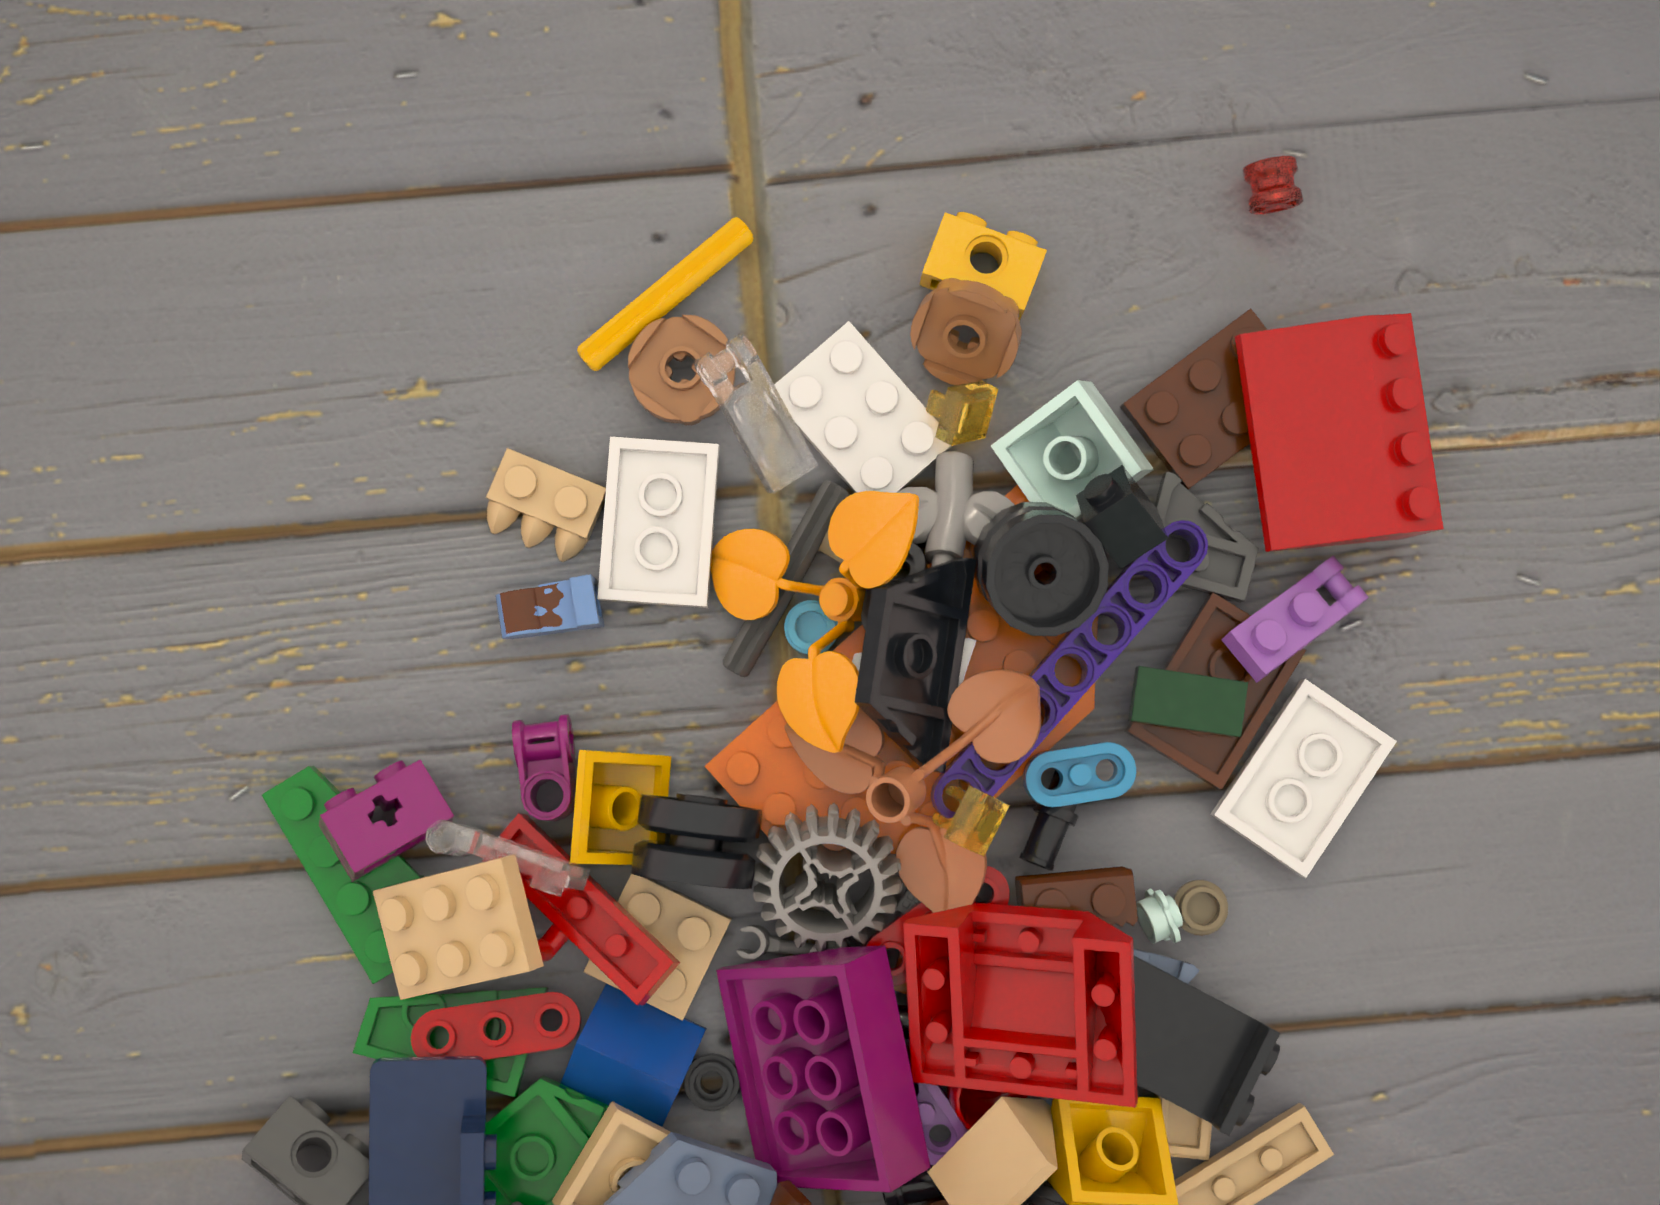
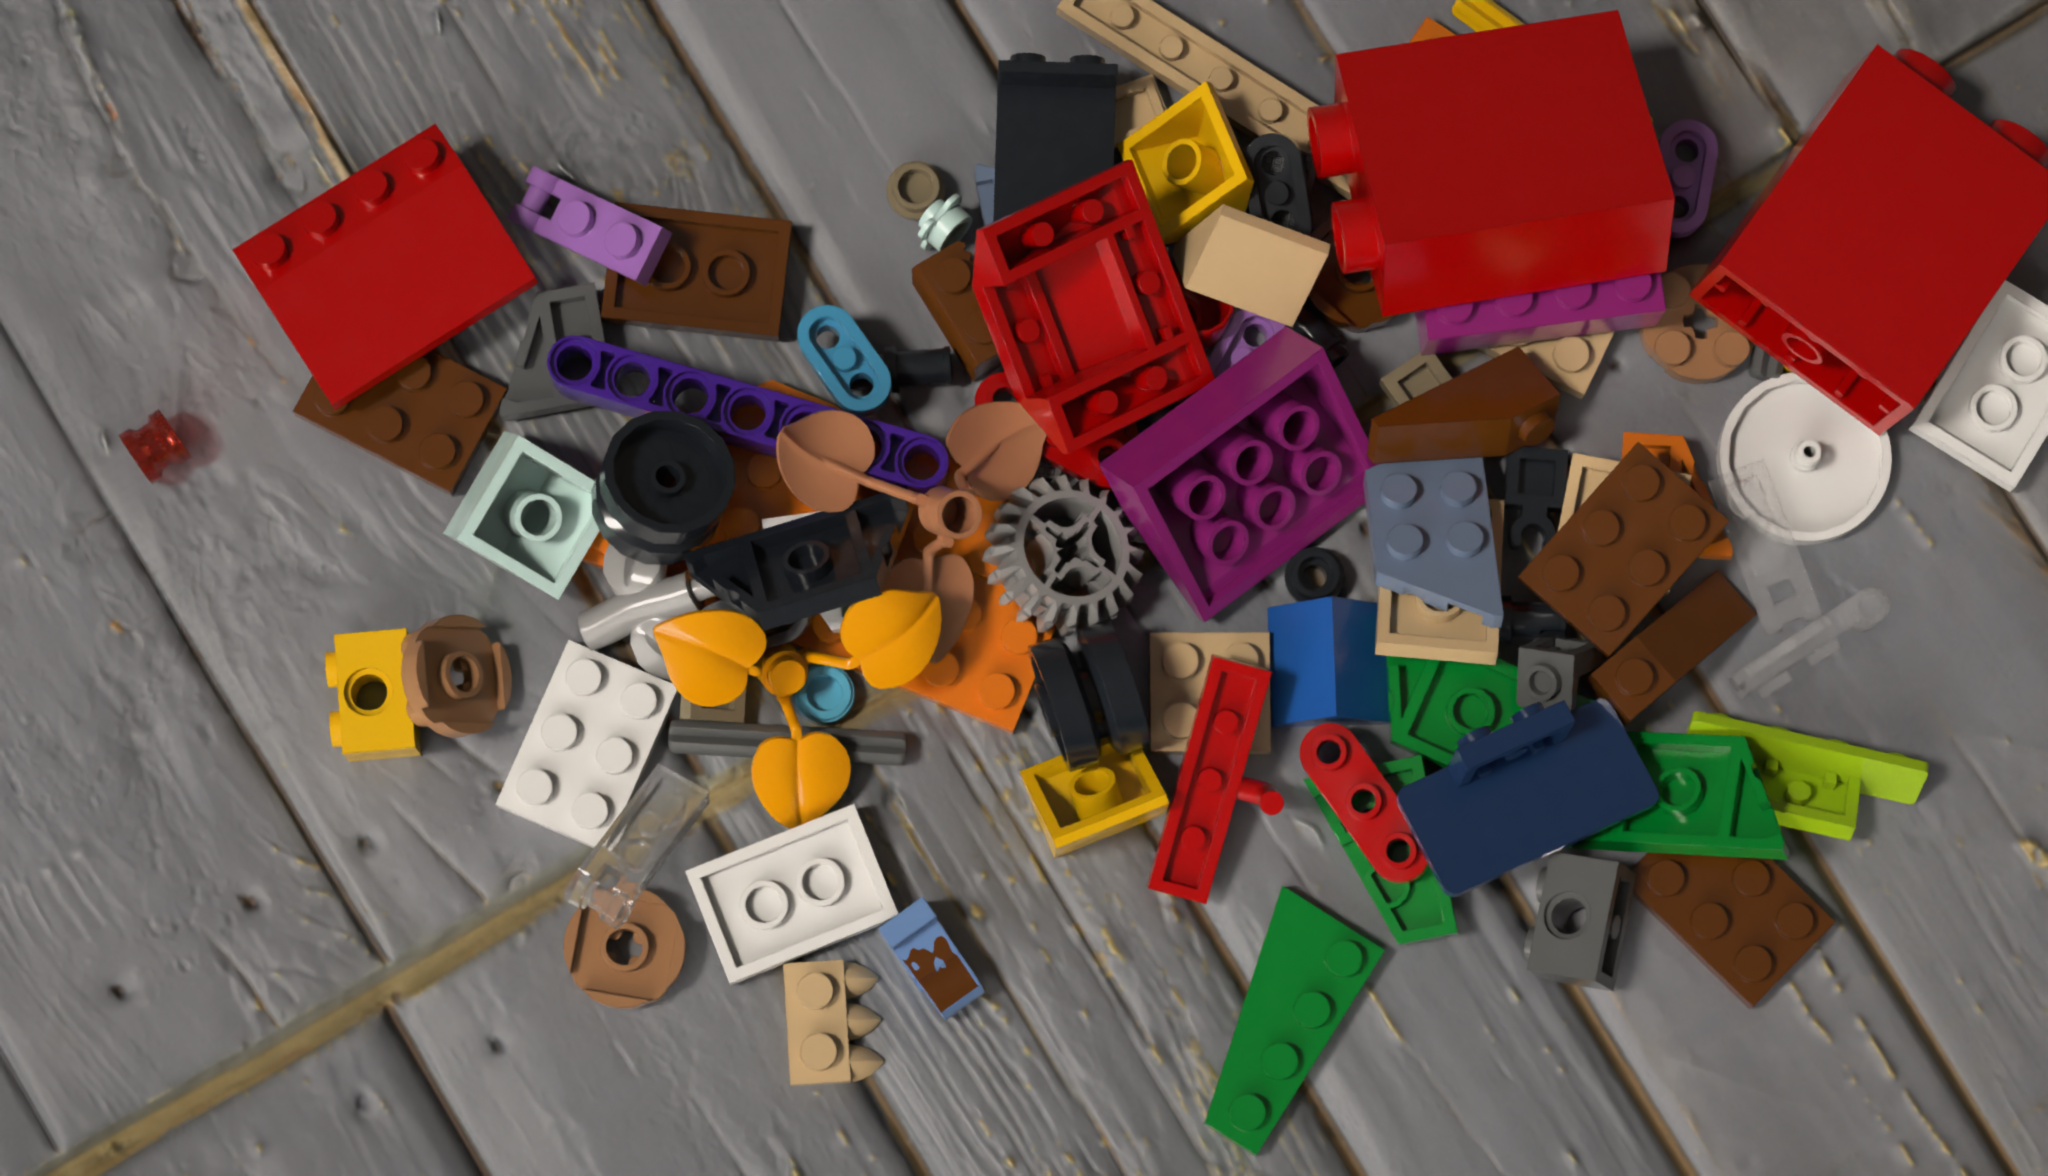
camera: 115 degrees left, 5 degrees down
(366, 845) = (1194, 987): magenta brick -> none
(458, 927) = (1284, 880): tan plate -> none
(545, 763) = (1086, 886): magenta piece -> none
(547, 871) = (1194, 873): clear plate -> none
(665, 293) = (554, 1004): yellow axle -> none
(771, 944) = (1154, 582): light grey hand -> none
(963, 411) = (535, 645): clear yellow tile -> none
(974, 820) = (937, 431): clear yellow tile -> none
(1121, 516) = (574, 432): black brick -> none
(1188, 701) = (722, 291): dark green tile -> none
(1303, 778) = (741, 149): white plate -> none

